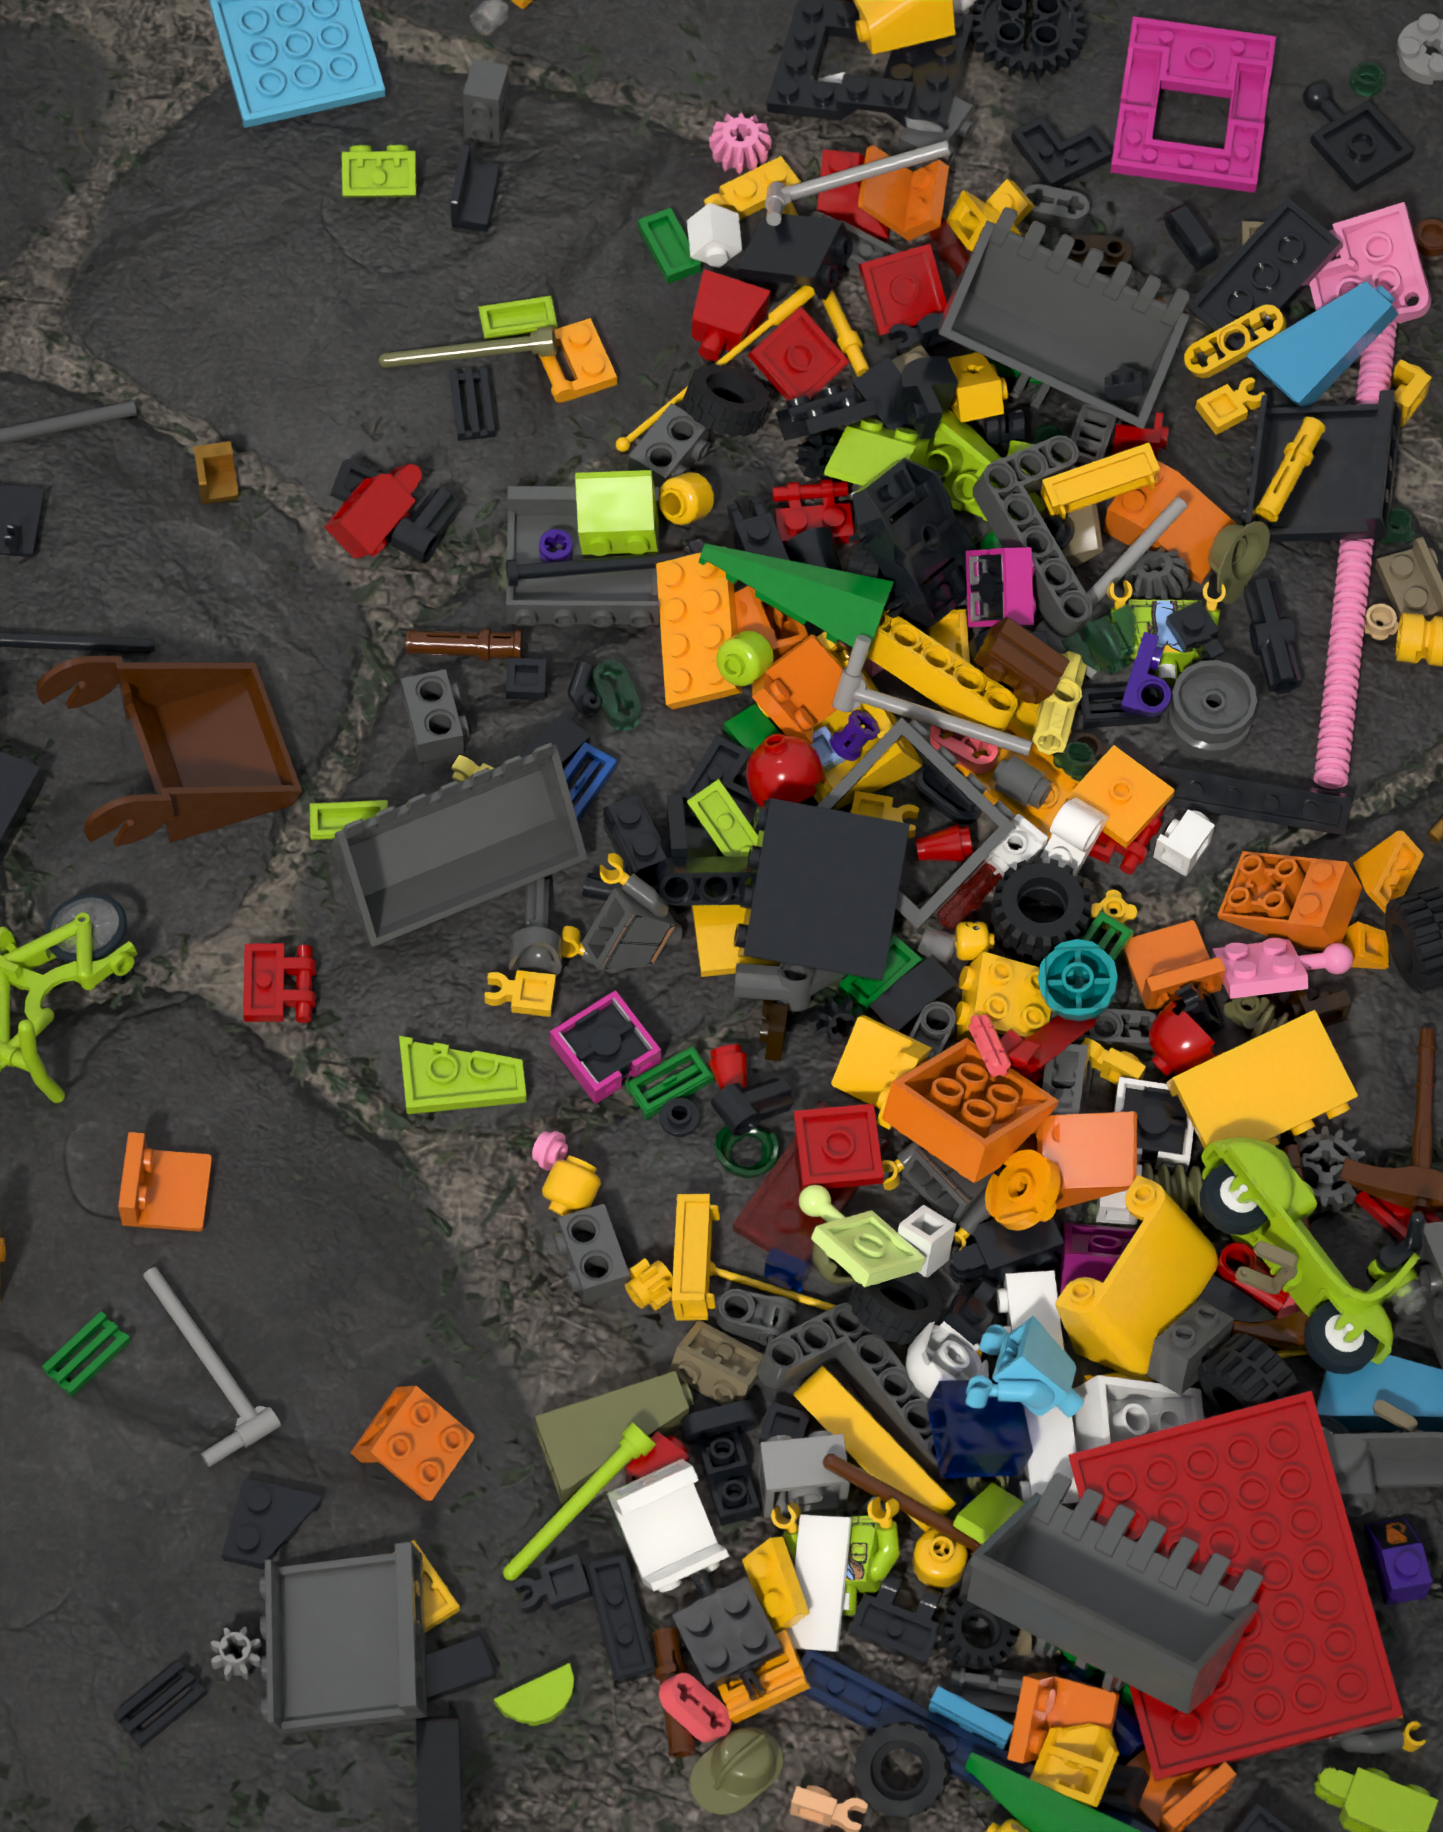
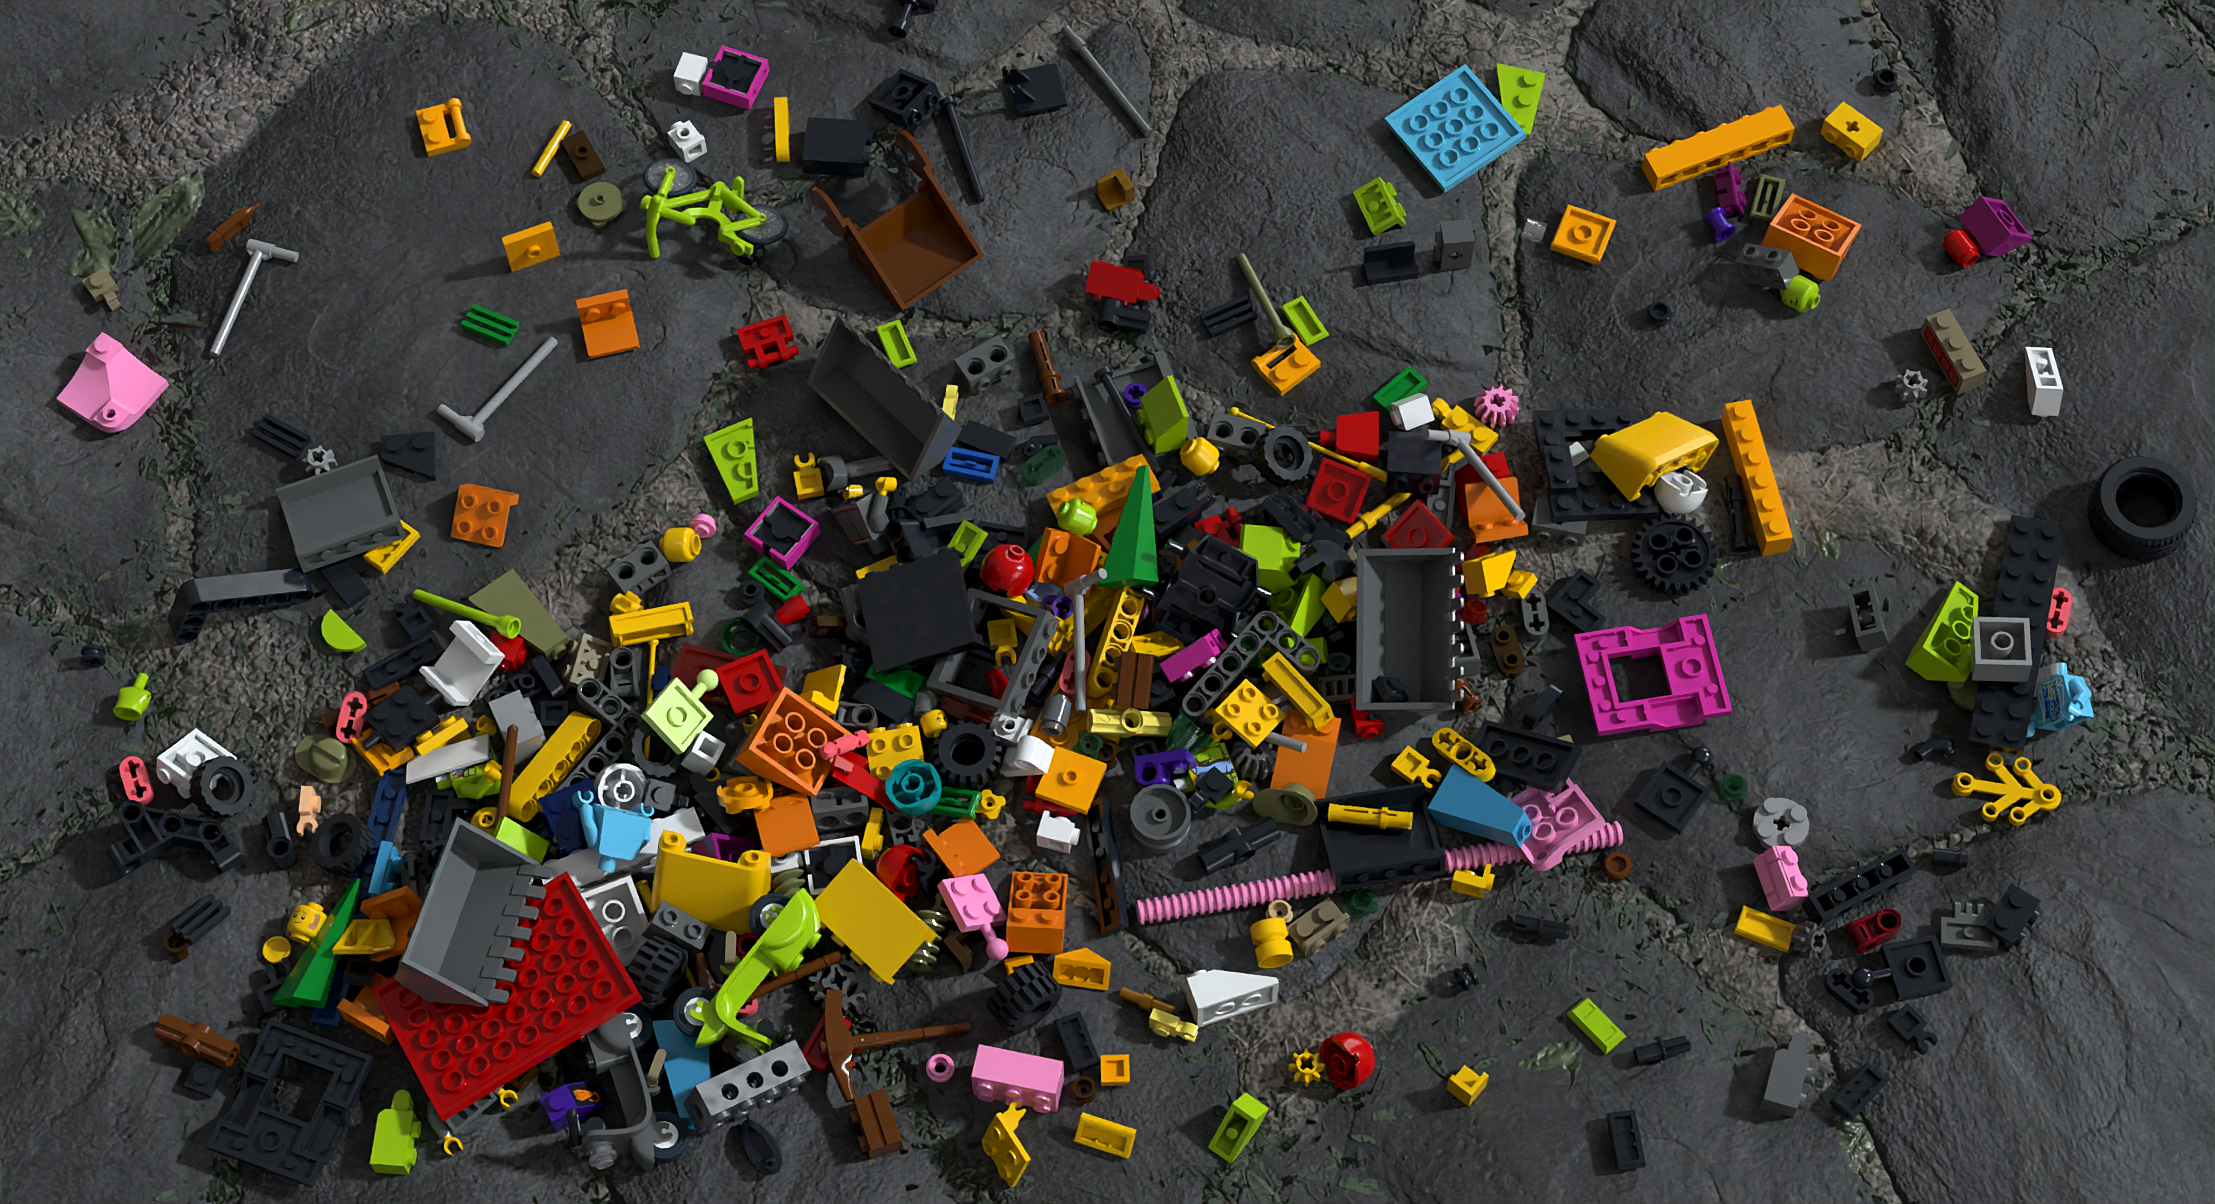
camera: 75 degrees right, 0 degrees up
(1111, 549) = (1247, 713): none -> yellow plate

